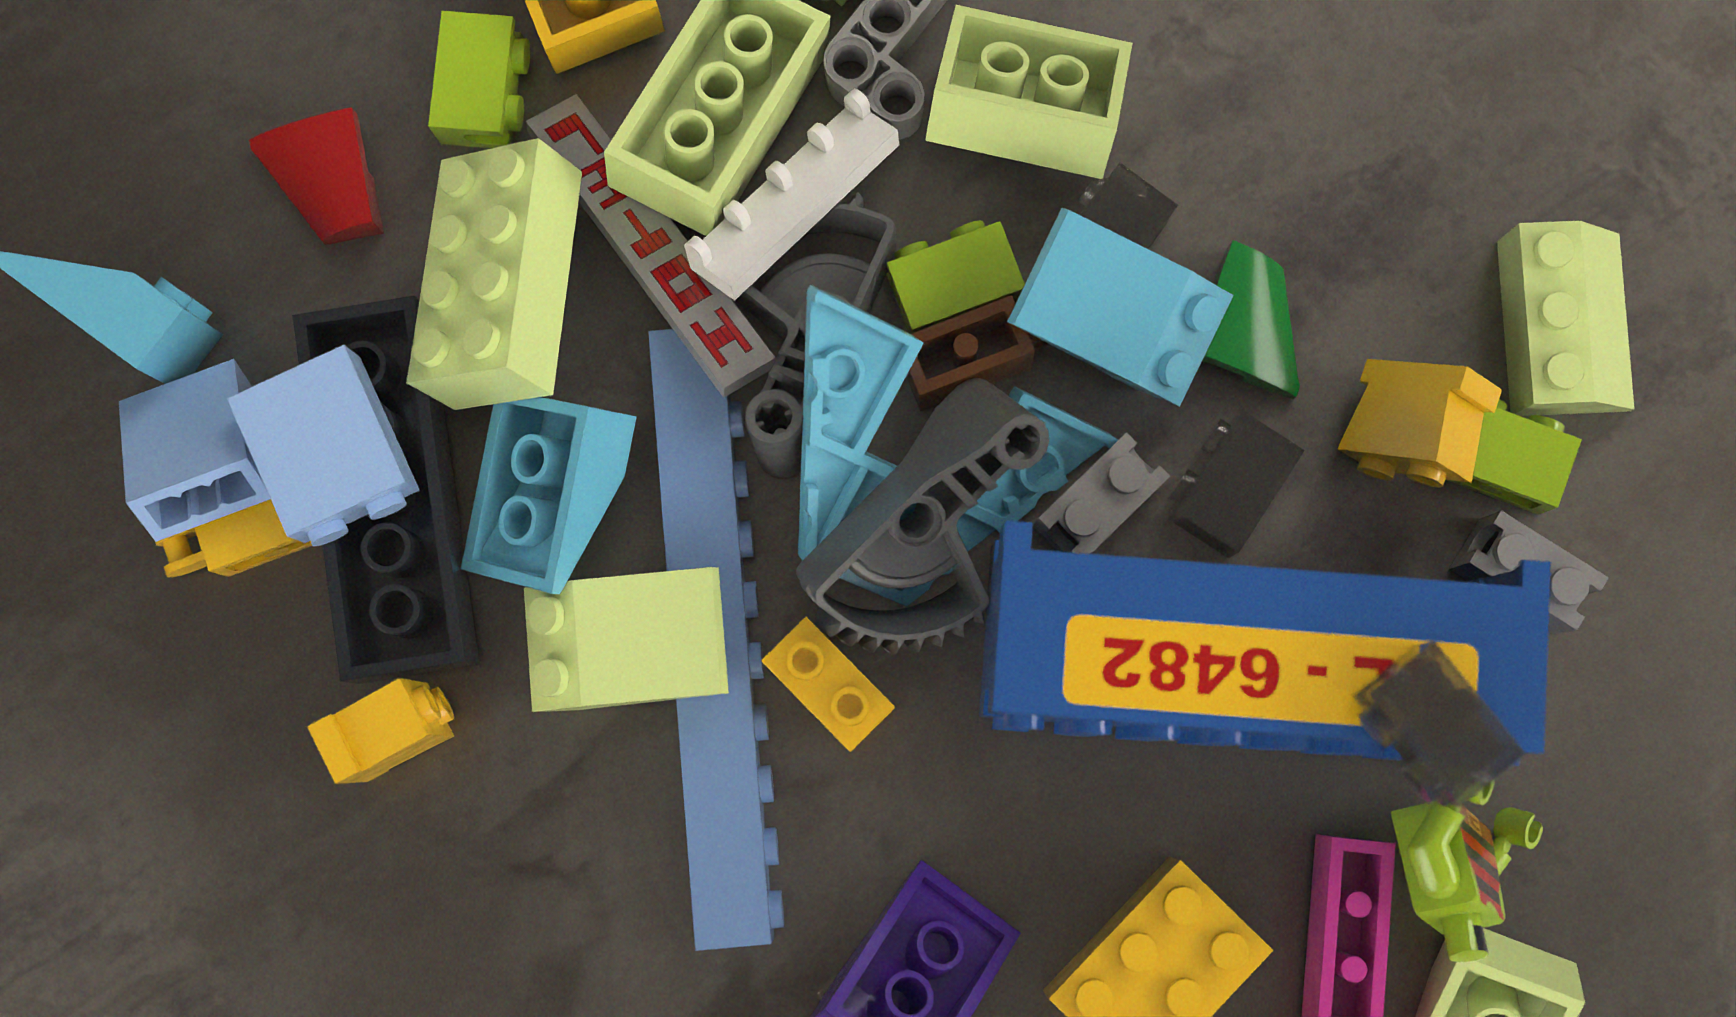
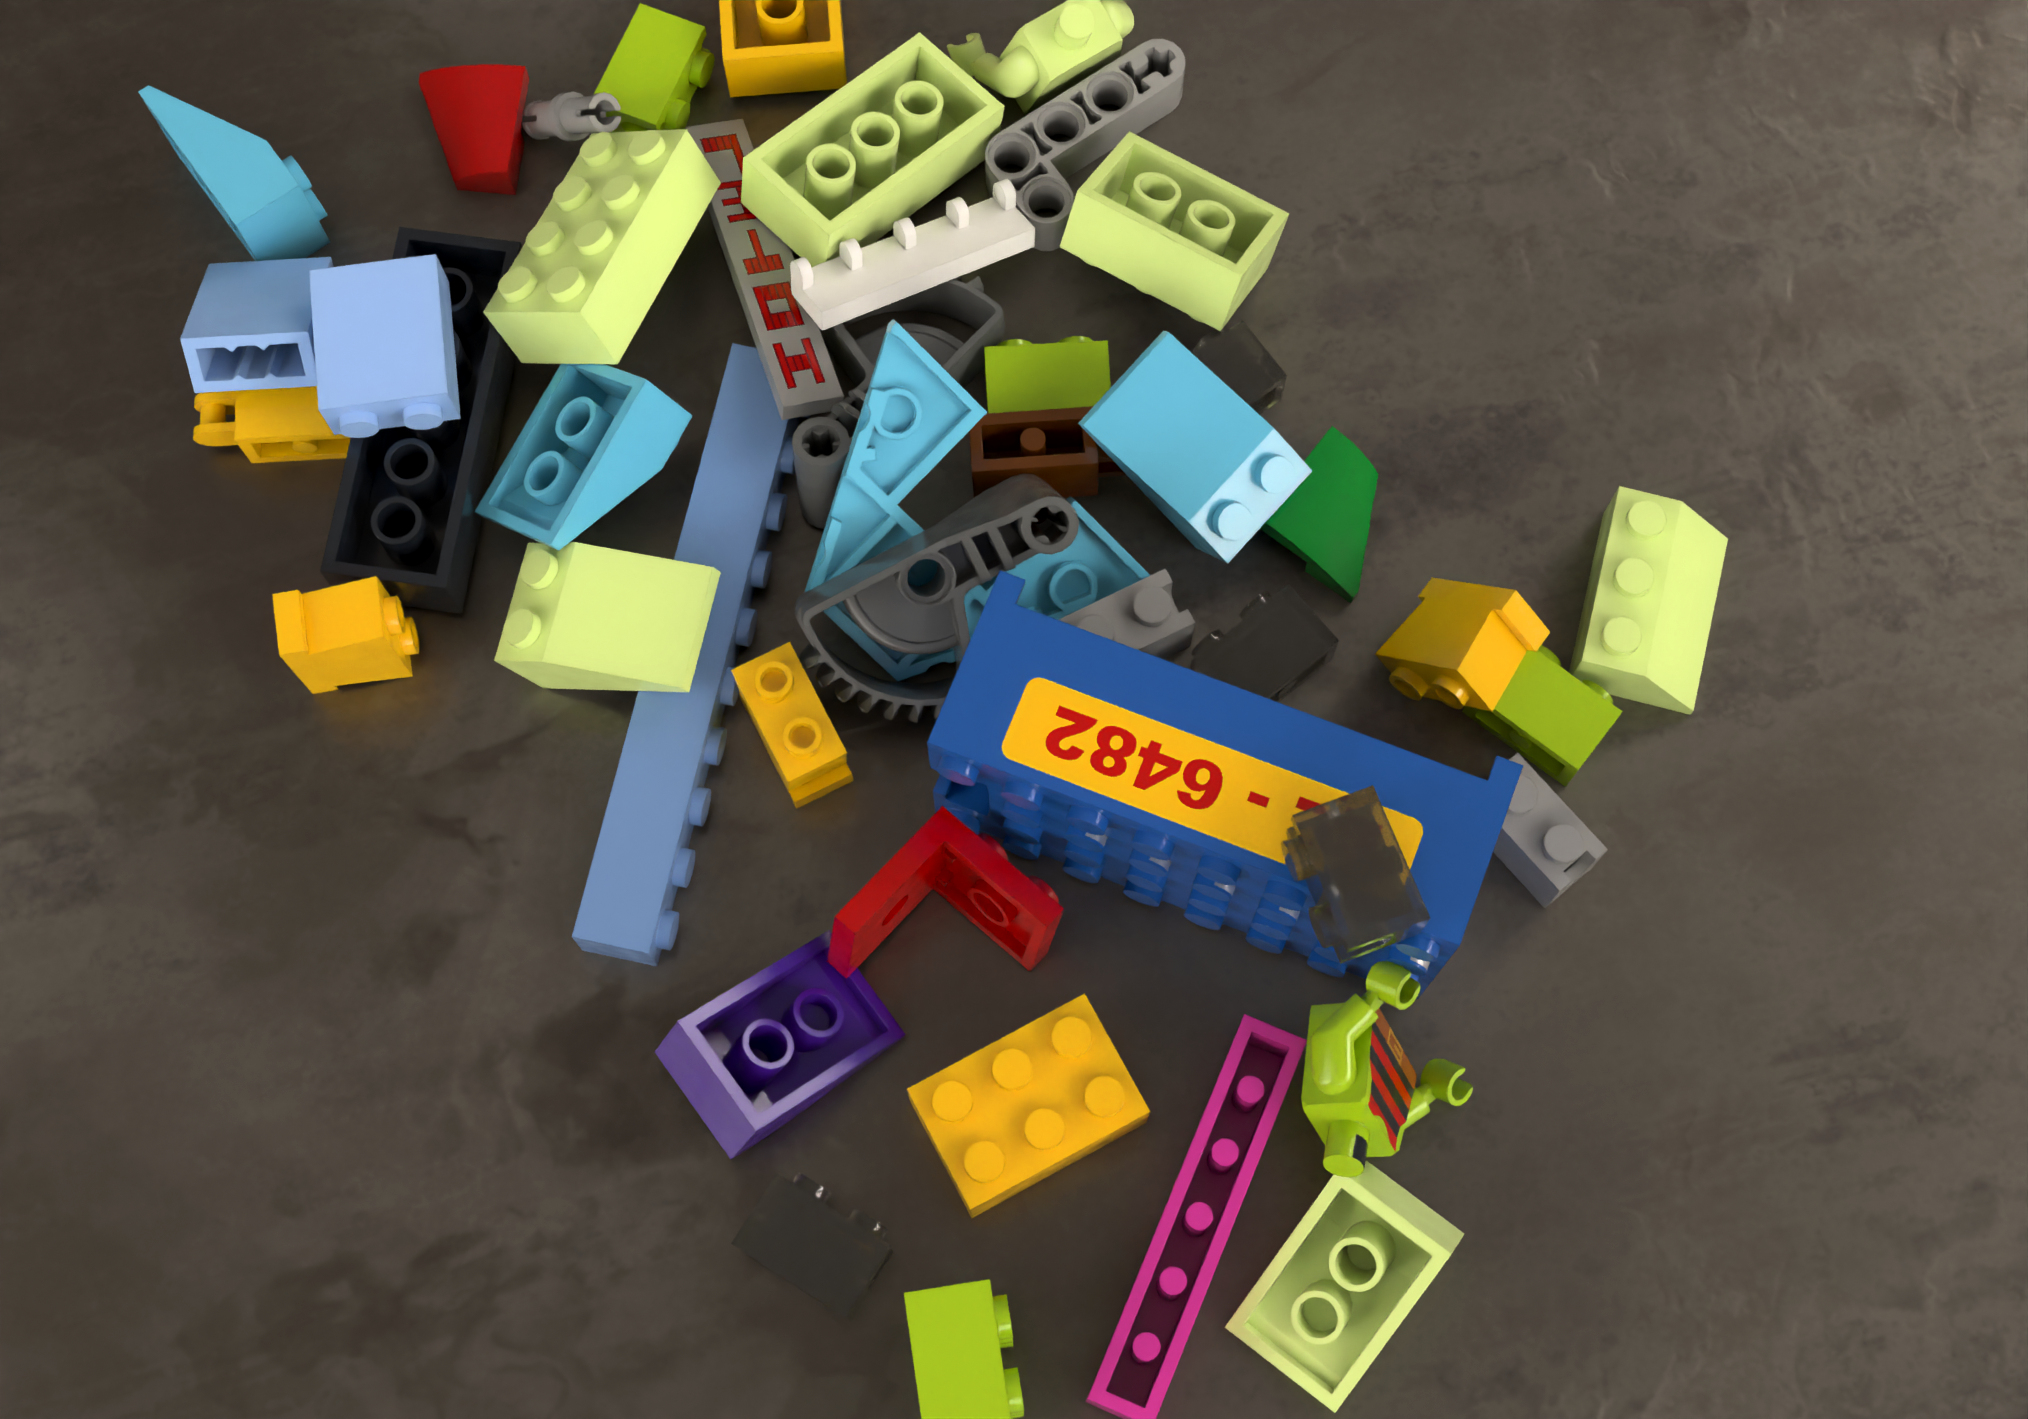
camera: 15 degrees right, 10 degrees down
(415, 146) = (571, 116): none -> light grey pin
(1045, 780) = (967, 873): none -> red bracket

